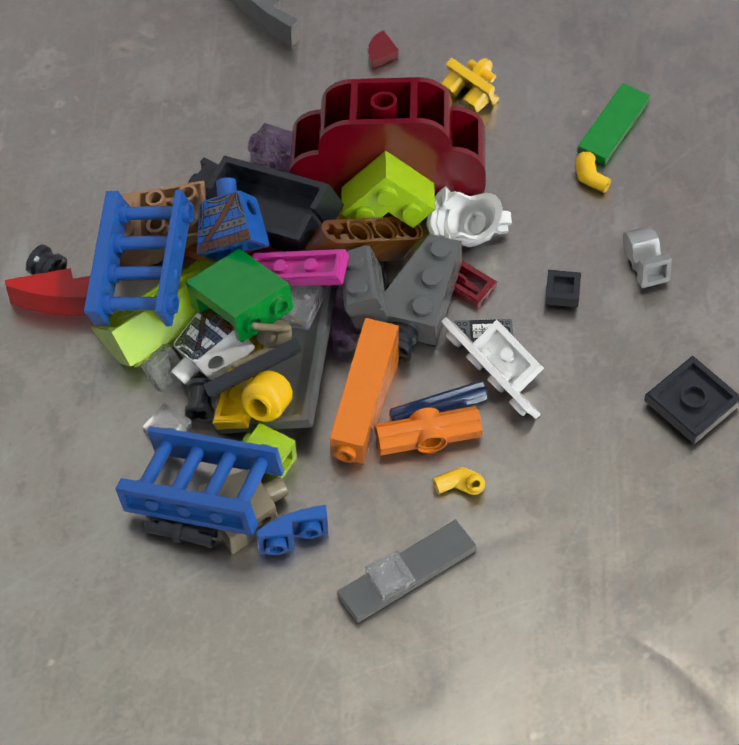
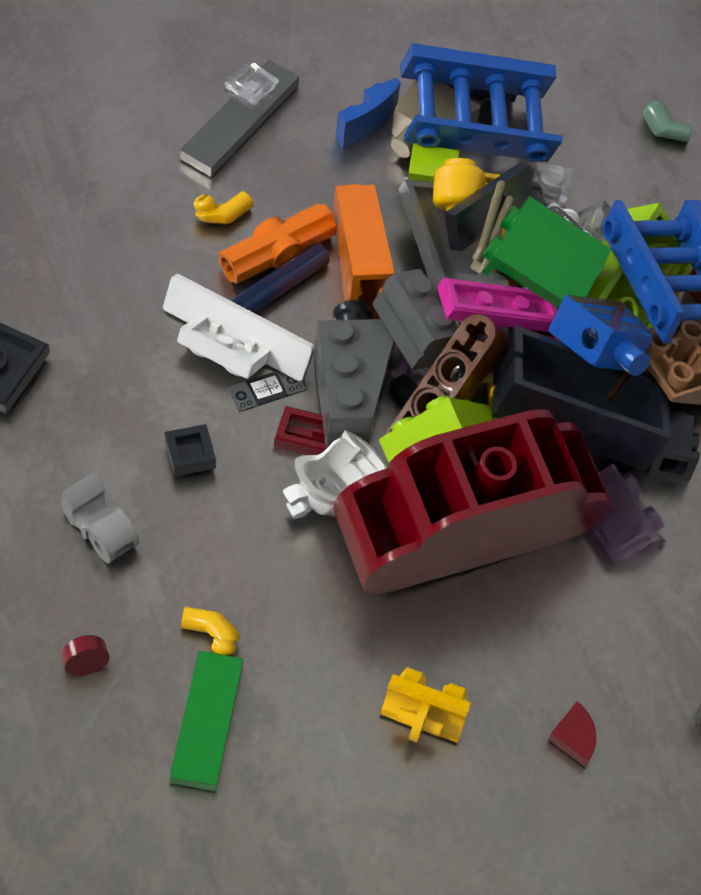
camera: 150 degrees right, 0 degrees up
(36, 450) = (662, 123): none -> sand green arm
(683, 174) = (84, 655): none -> dark red tile

